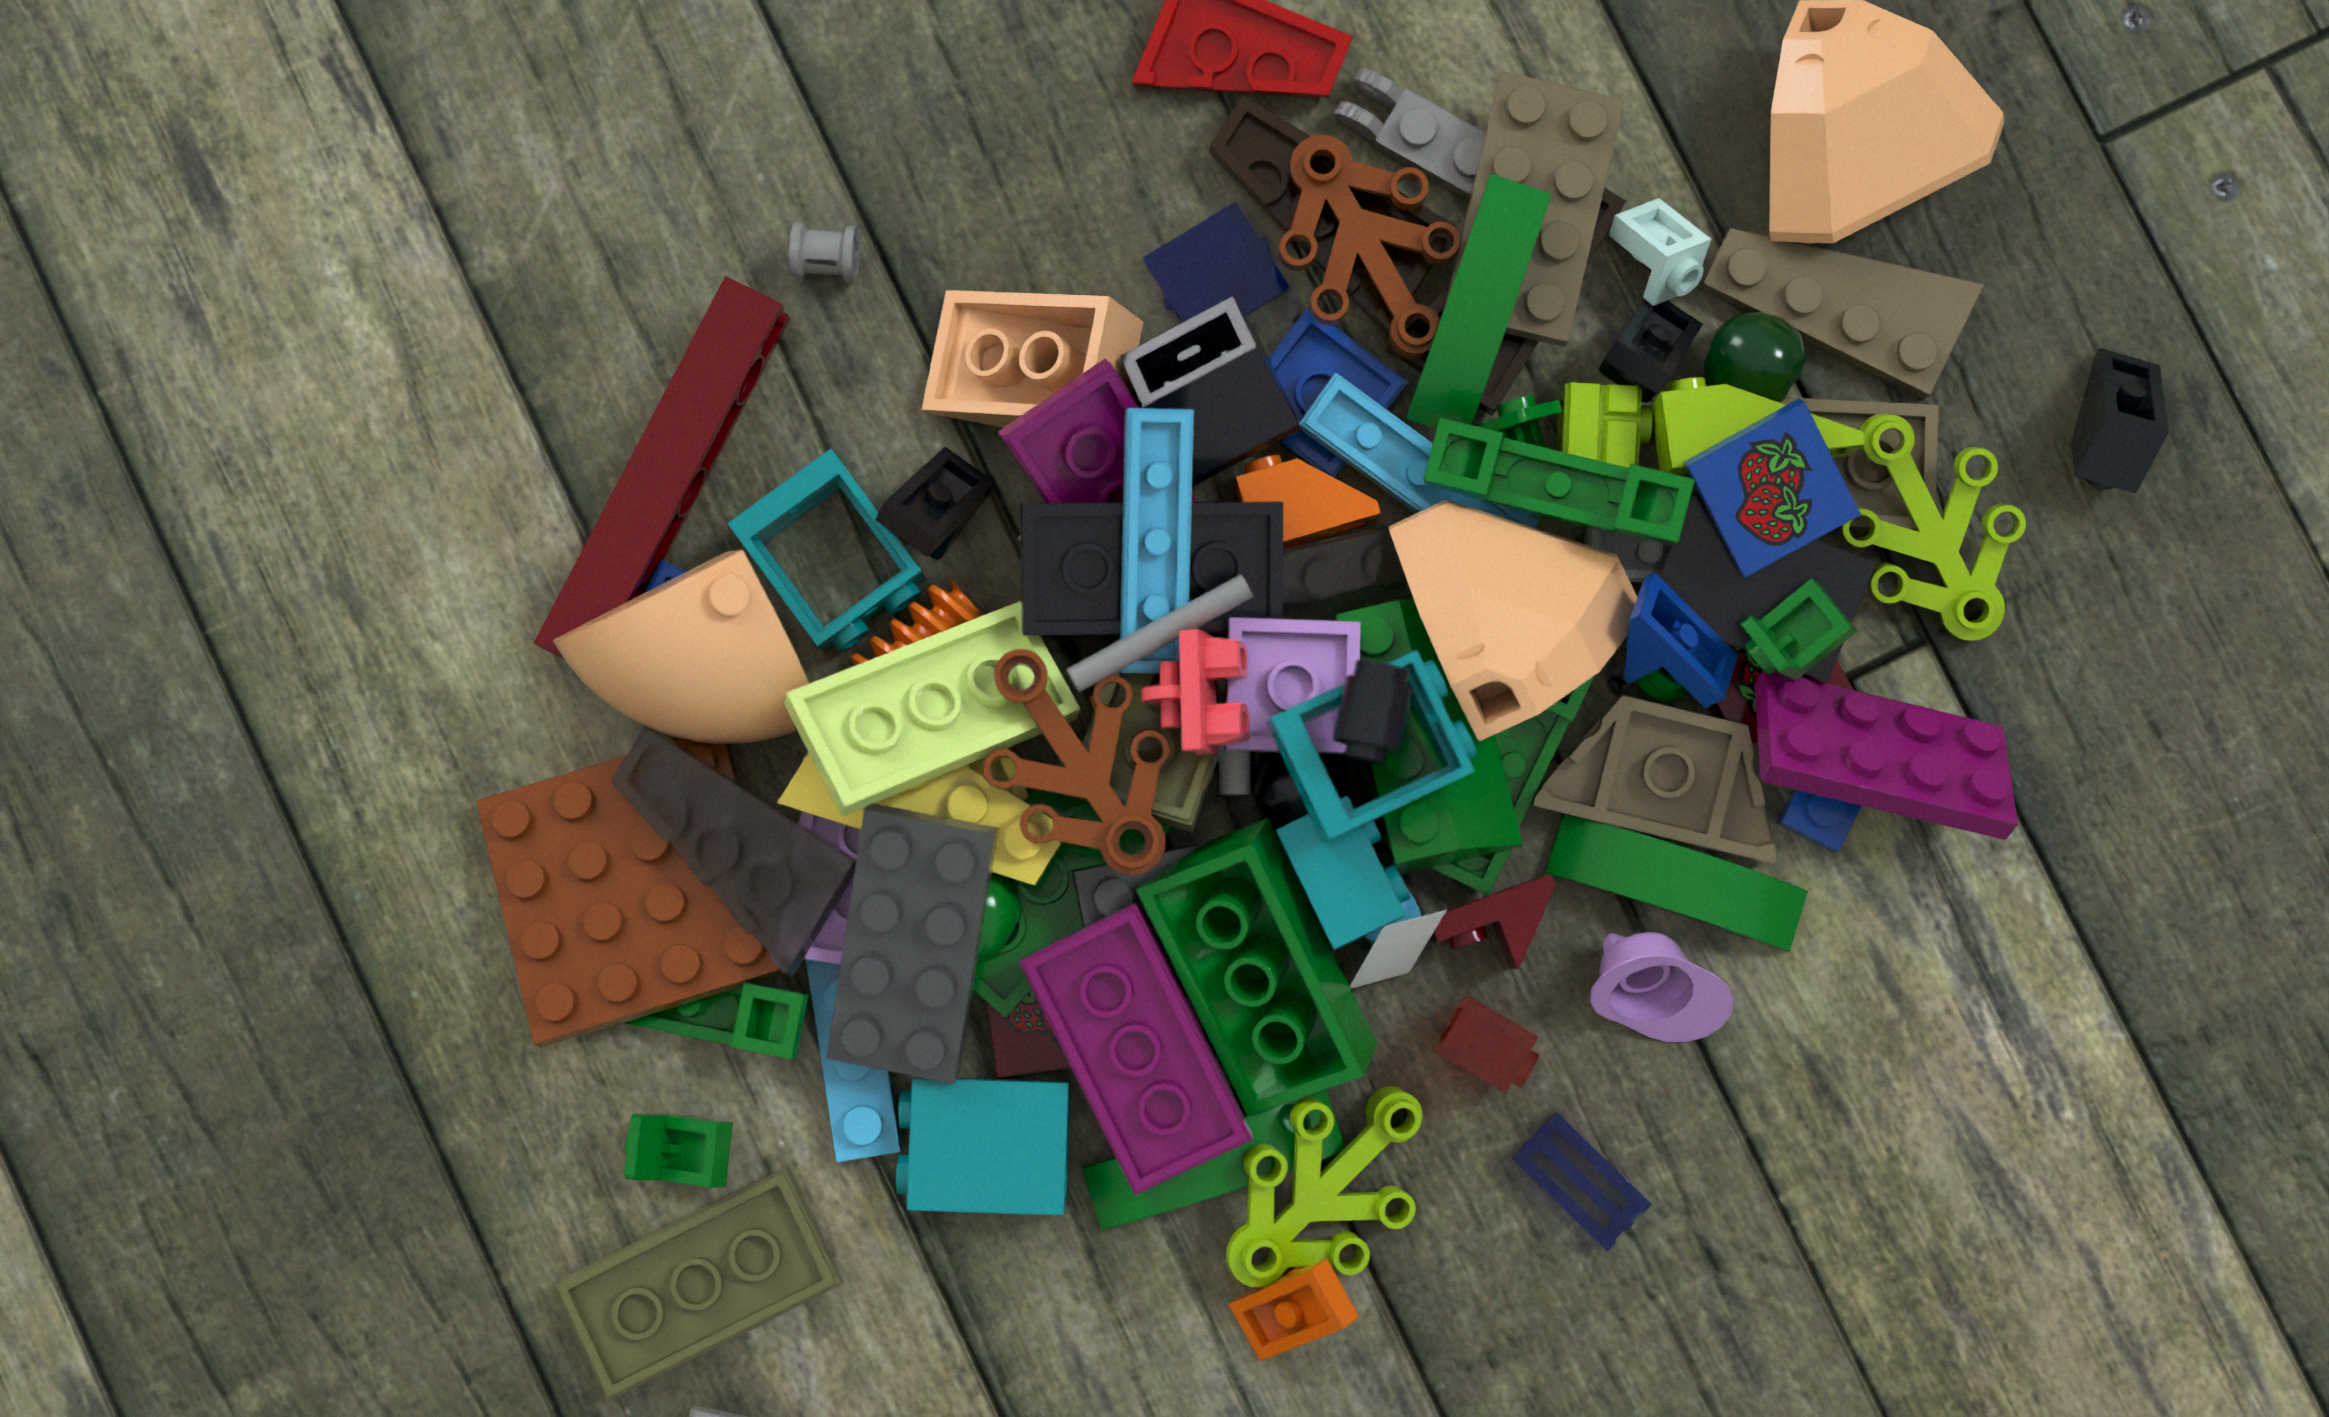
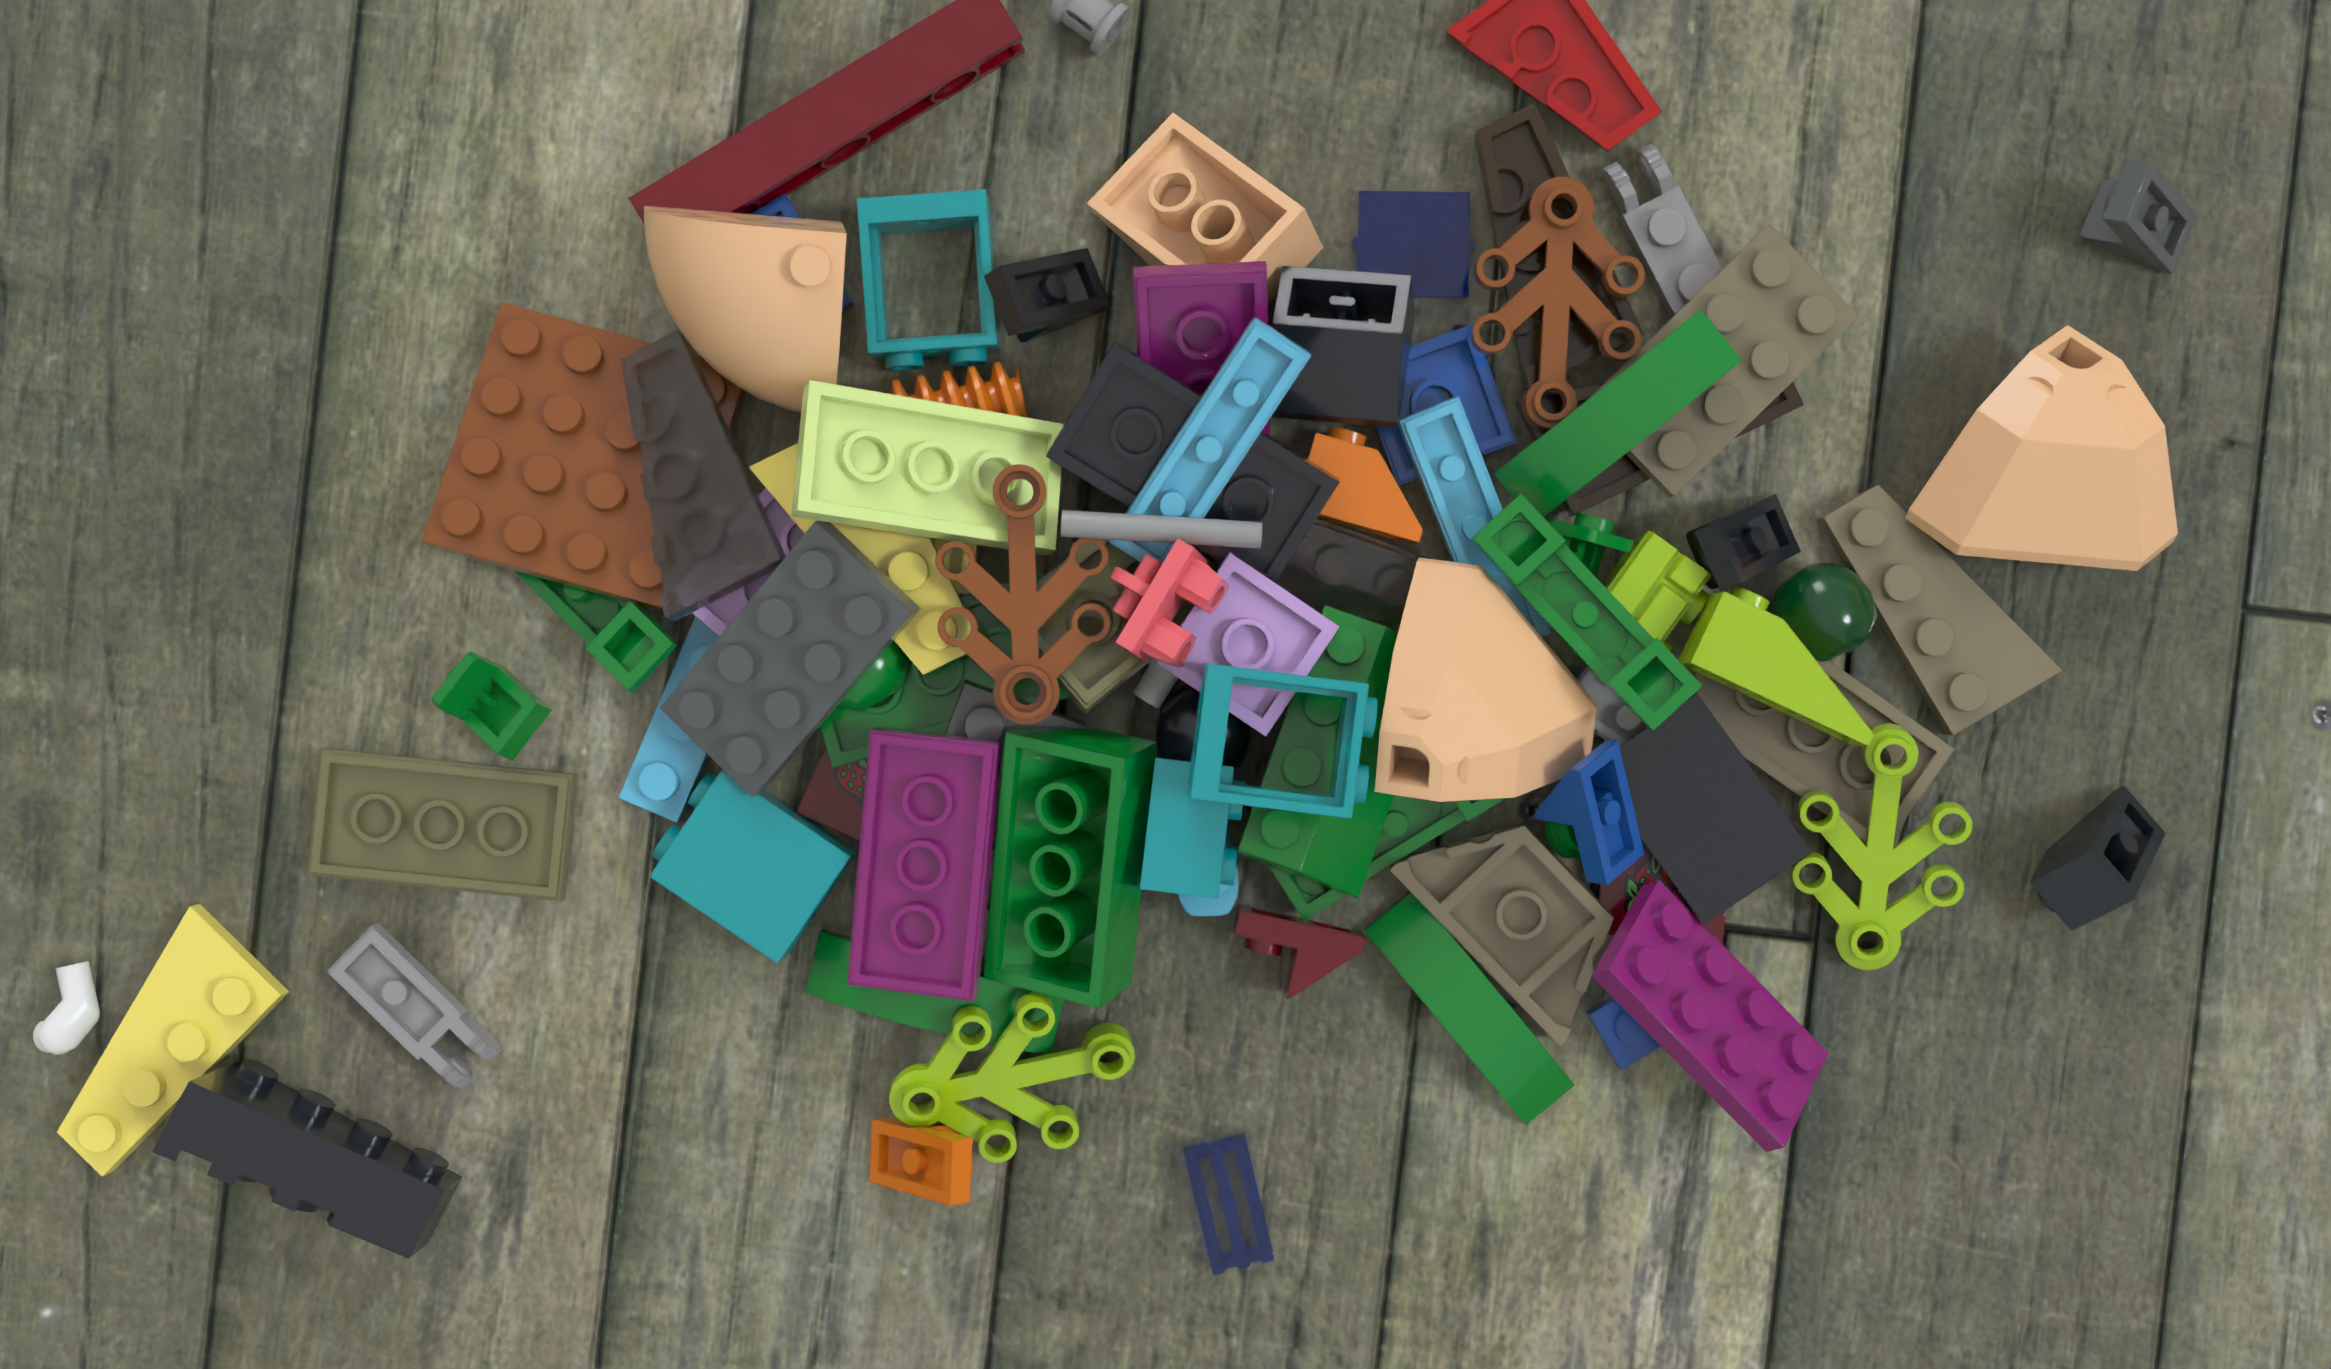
camera: 30 degrees right, 5 degrees up
(1373, 711) = (1296, 714): black brick -> none
(1396, 949) = (1196, 919): white sticker -> none
(1487, 1046) = (1221, 1046): clear red brick -> none
(1657, 990) = (1394, 1089): lavender piece -> none
(1665, 245) = (1812, 465): light aqua bracket -> none
(1772, 488) = (1764, 733): blue tile -> none
(1798, 632) = (1706, 869): green bracket -> none

